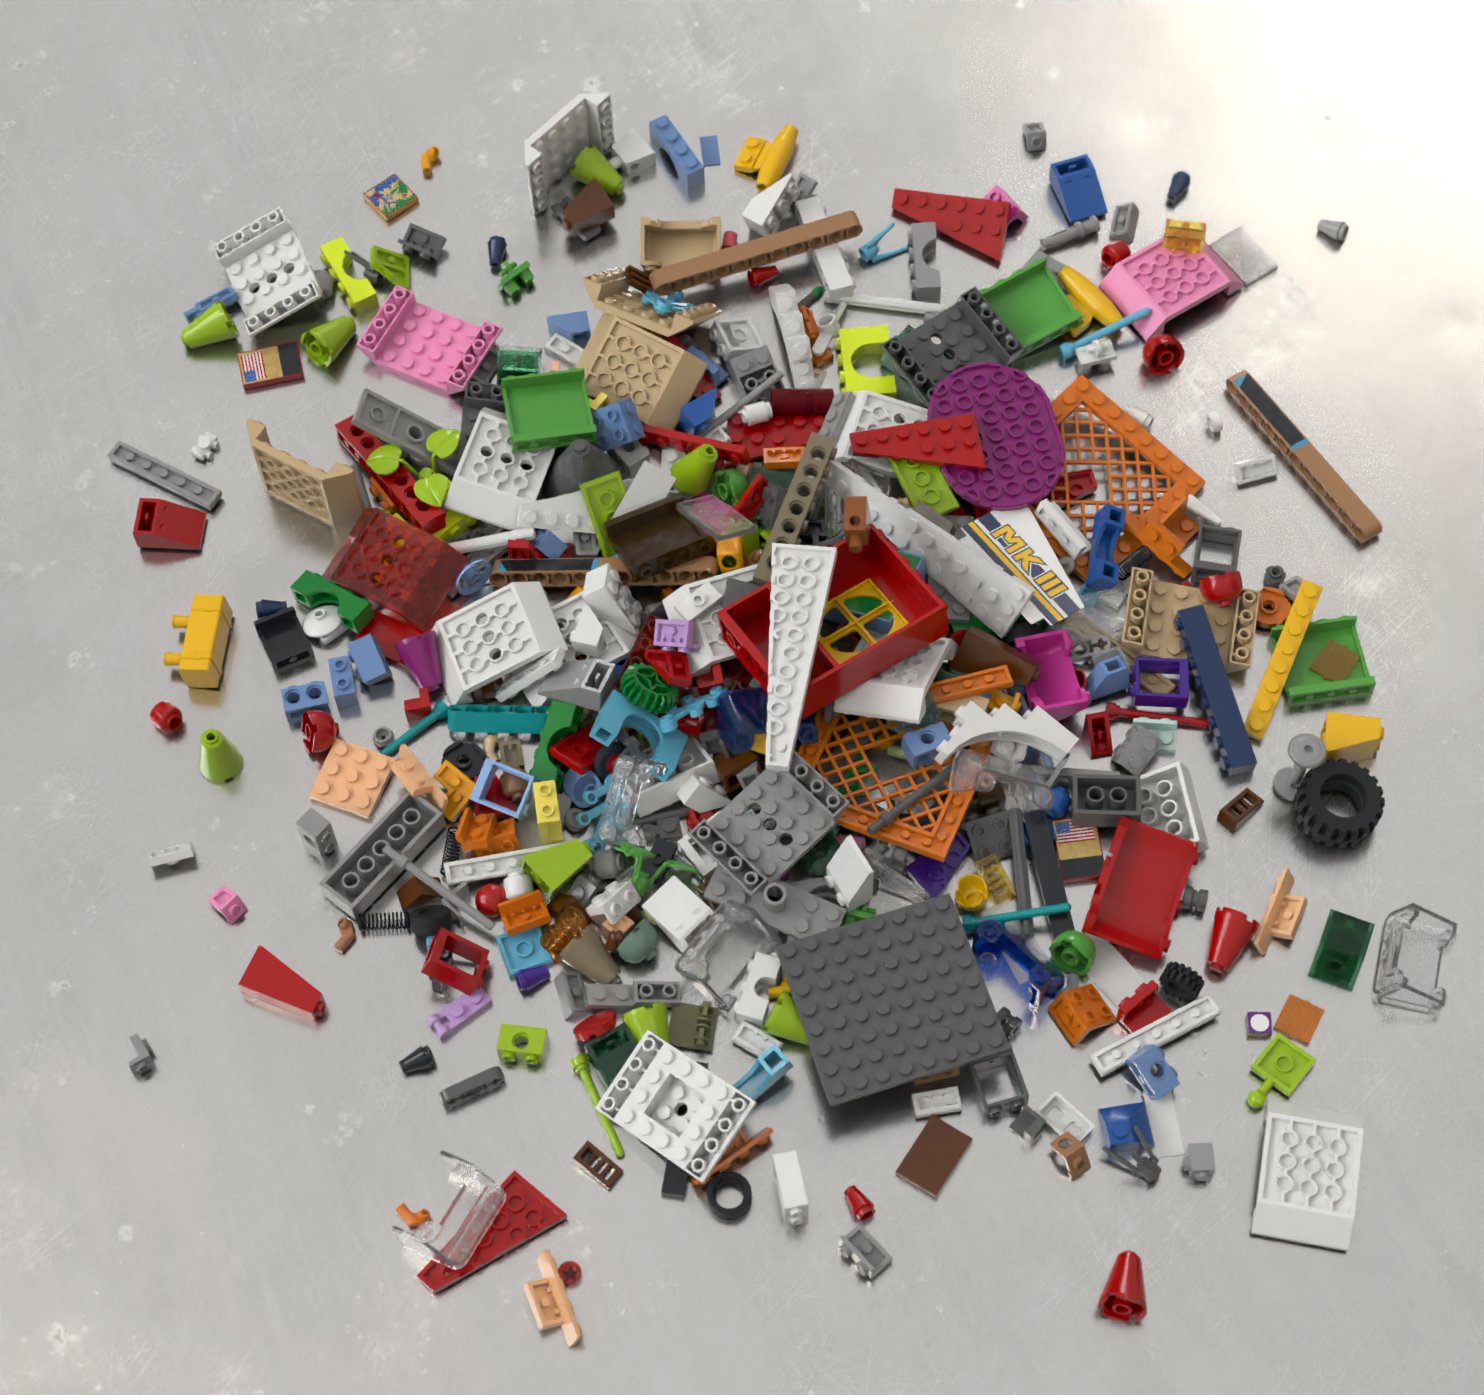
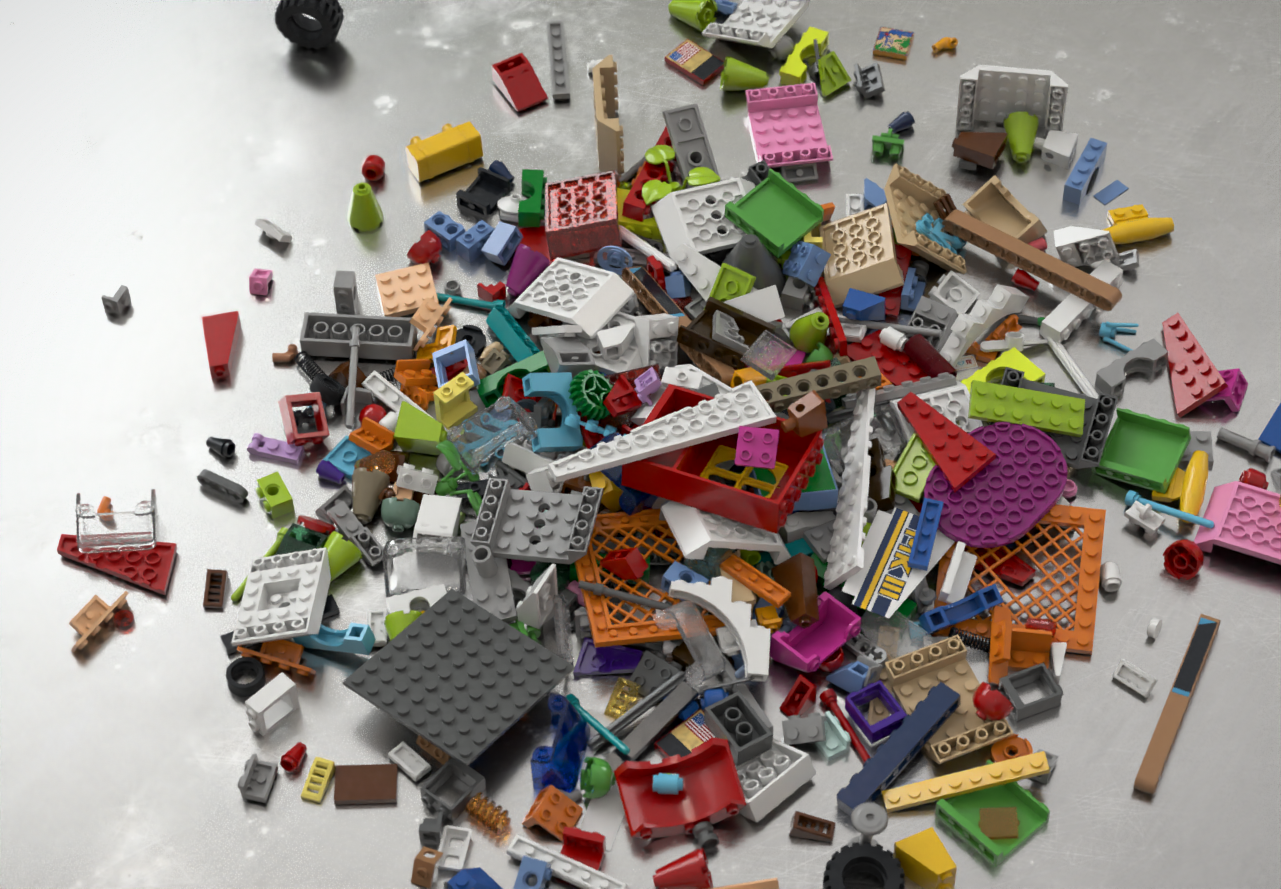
camera: 55 degrees right, 10 degrees down
(518, 361) = (816, 185): clear green slope -> none
(585, 888) = (422, 460): light grey bracket -> none
(657, 535) = (726, 332): none -> light grey wing
(693, 1026) = (362, 584): olive hinge -> none
(866, 583) = (756, 447): none -> dark pink bracket
(871, 779) = (625, 563): none -> red slope
(907, 1192) = (321, 767): none -> light yellow slope
(934, 360) = (1024, 406): none -> lime plate
(971, 892) = (597, 690): yellow hair -> none
(1009, 1023) = (506, 767): dark grey wheel -> none
(1015, 521) = (925, 534): none -> blue plate
(1046, 1065) = (487, 813): none -> clear orange piece
(1123, 895) = (667, 783): none -> medium azure brick
(1163, 500) = (1041, 624): none -> clear red cone
(1181, 981) = (622, 860): black tyre -> none
(1275, 579) = (1047, 746): dark grey plate -> none

